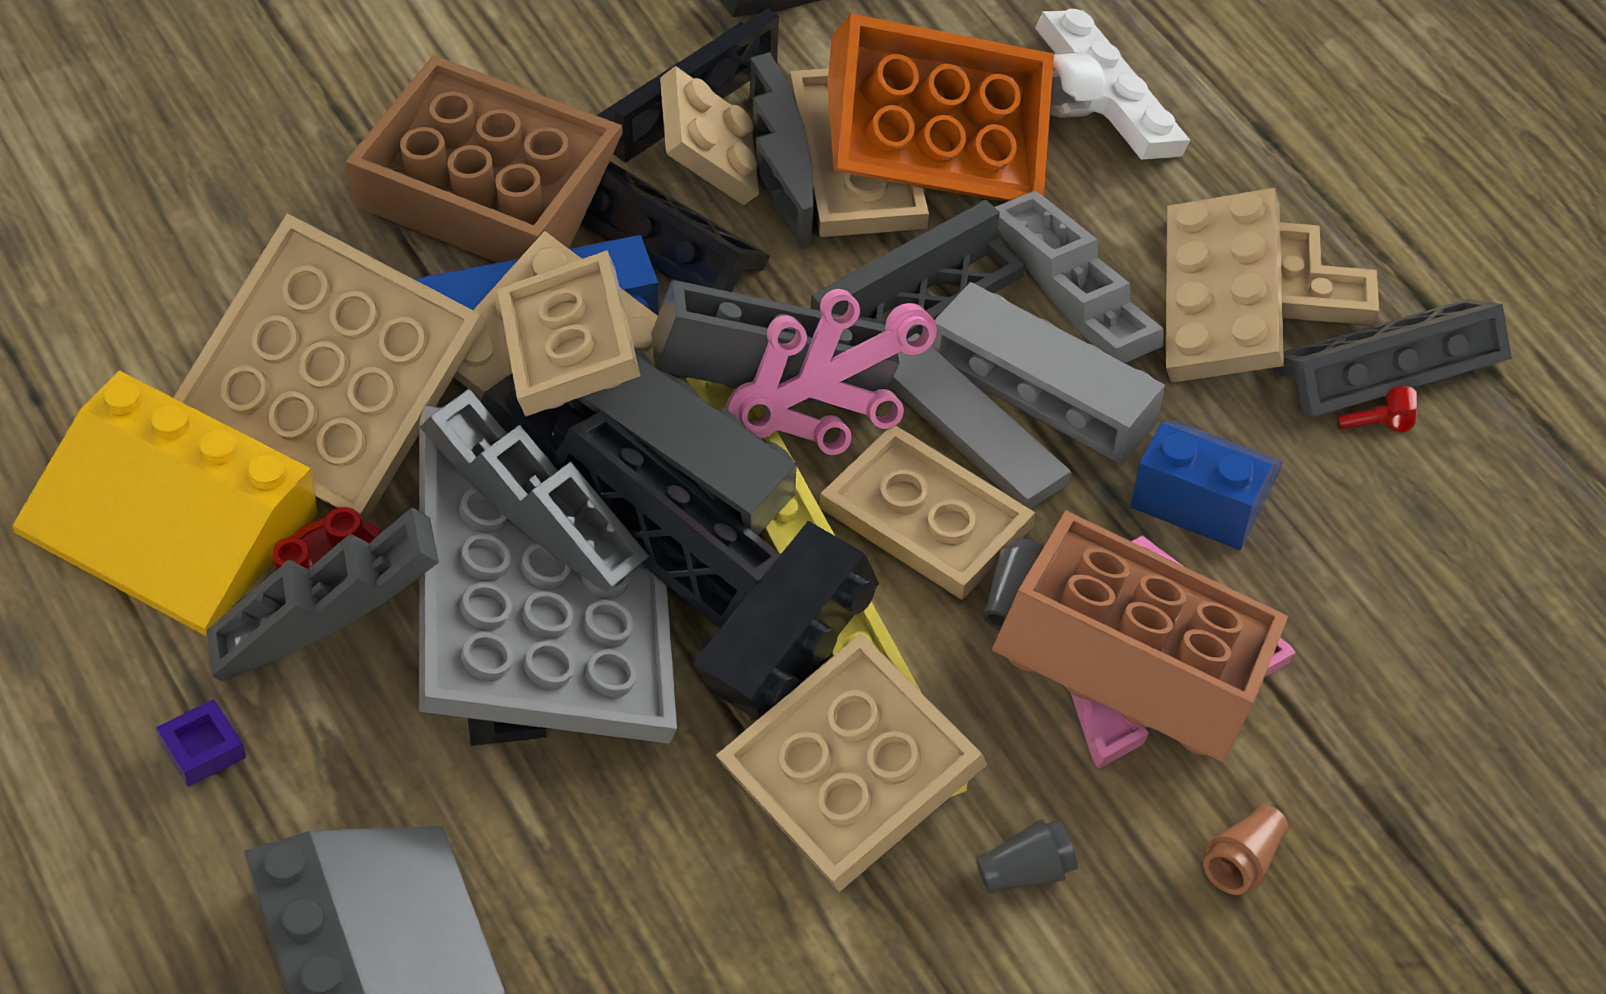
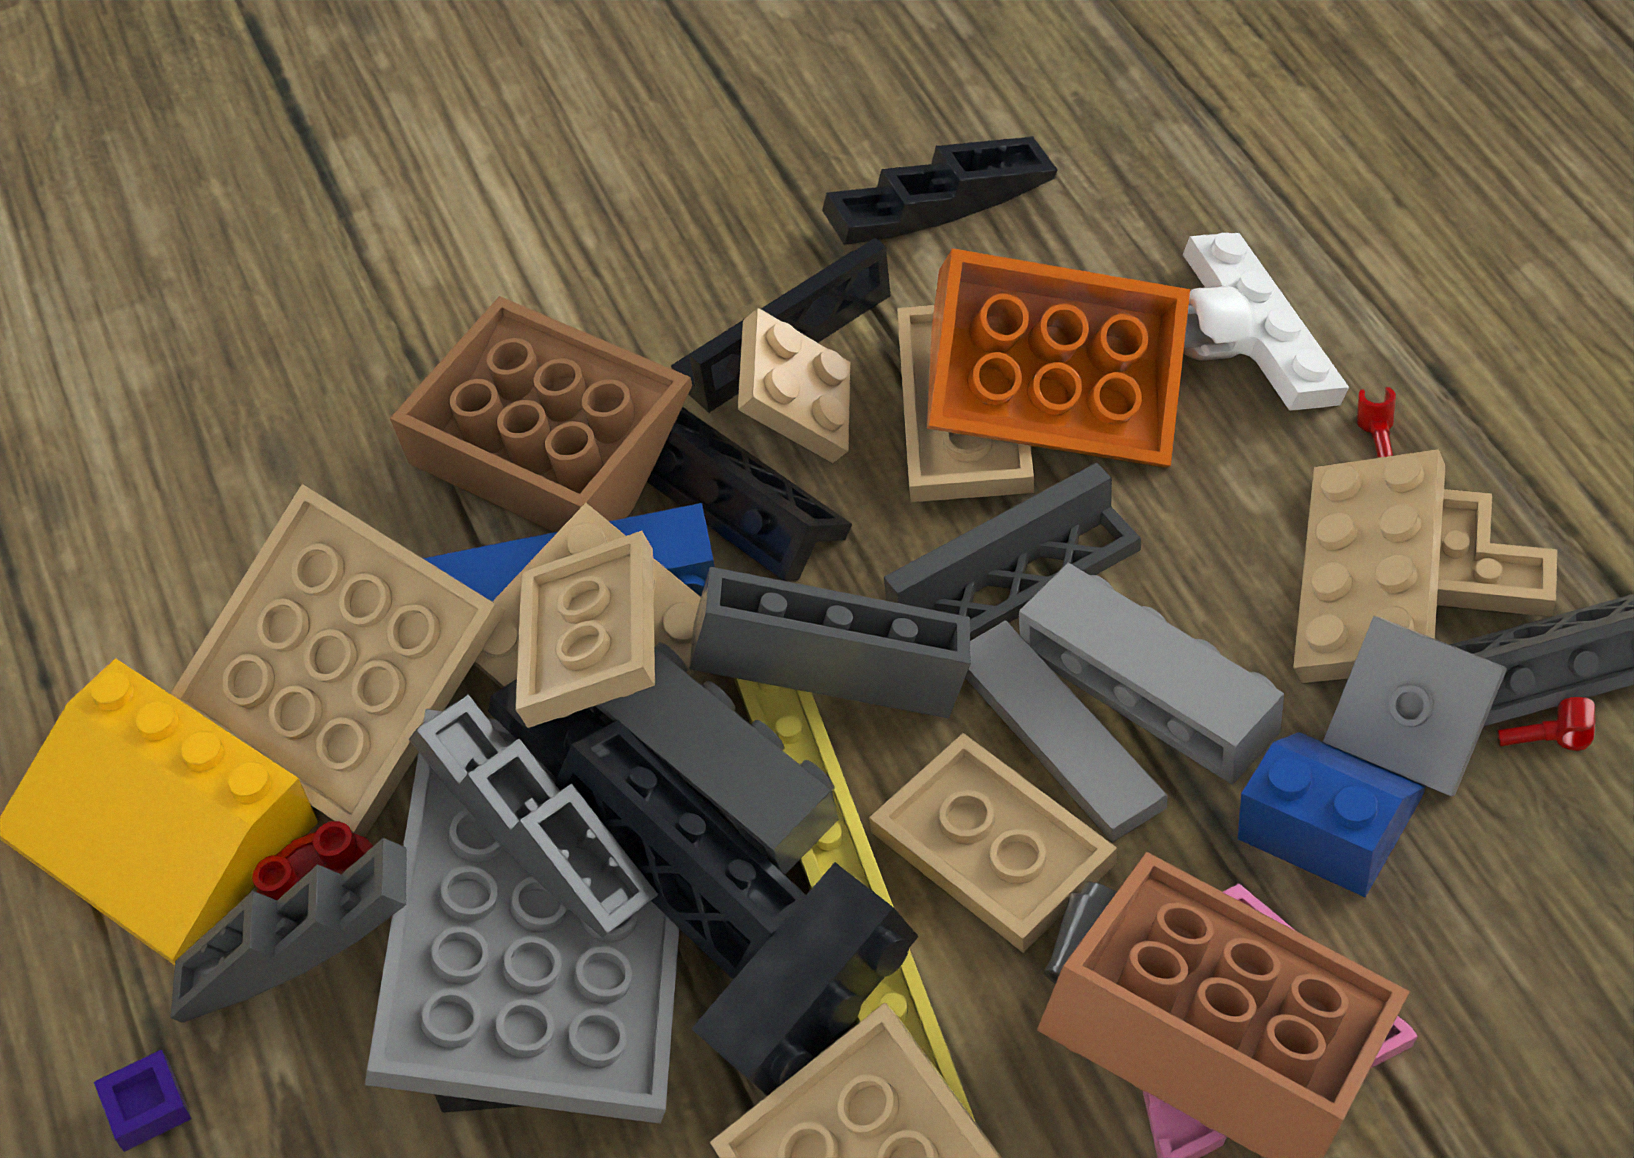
camera: 15 degrees right, 0 degrees up
(781, 147) = (877, 399): dark grey slope -> none
(823, 375) = (880, 679): bright pink plant -> none
(1081, 285) = (1199, 557): light grey slope -> none
(1215, 166) = (1377, 420): none -> red hand
(1272, 393) = (1414, 705): none -> light grey plate

